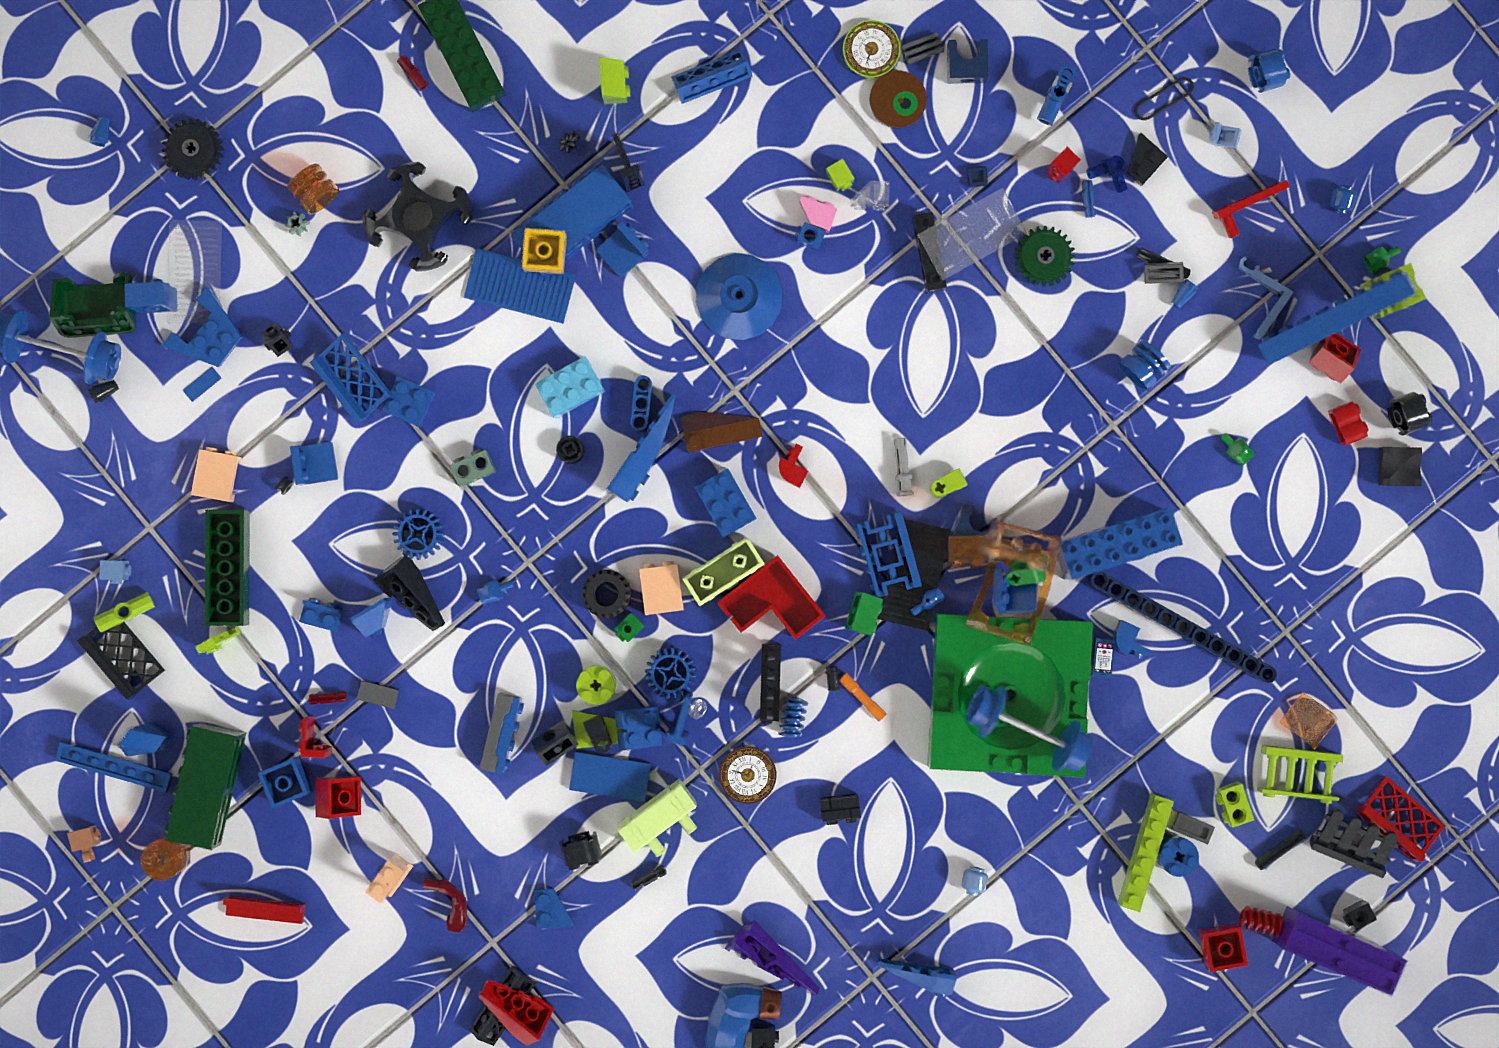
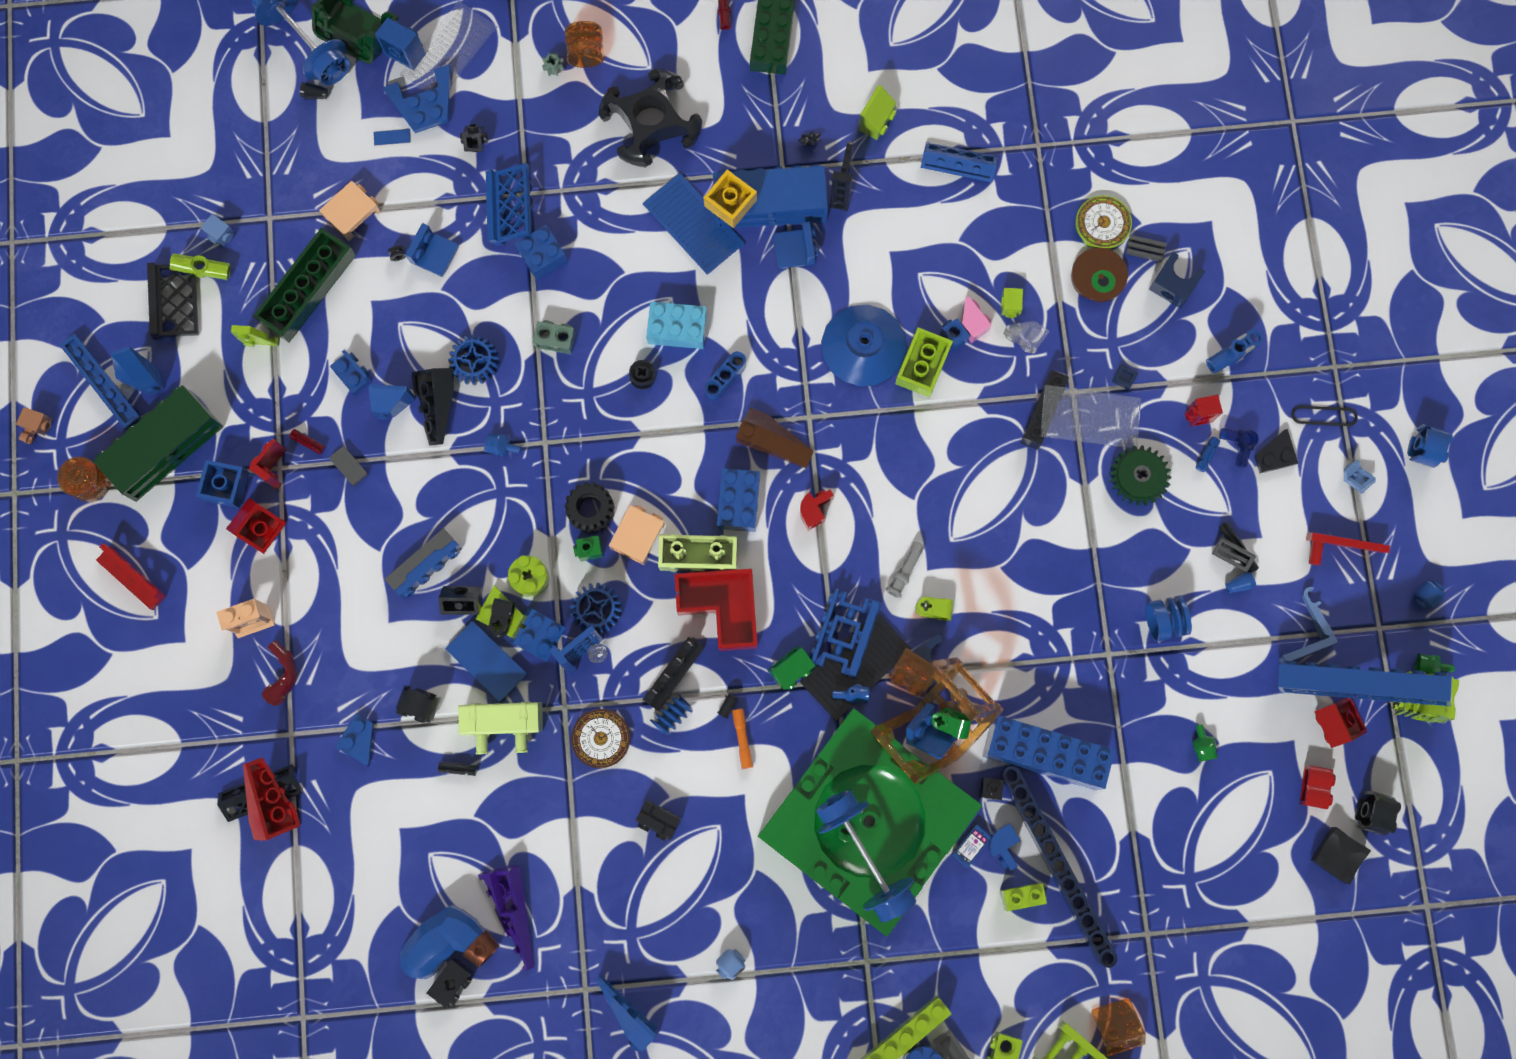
camera: 40 degrees right, 10 degrees down
(638, 463) = (690, 420): blue wedge -> none
(801, 279) = (923, 362): none -> lime brick
(1090, 601) = (991, 789): none -> black brick
(1170, 670) = (1023, 897): none -> lime brick

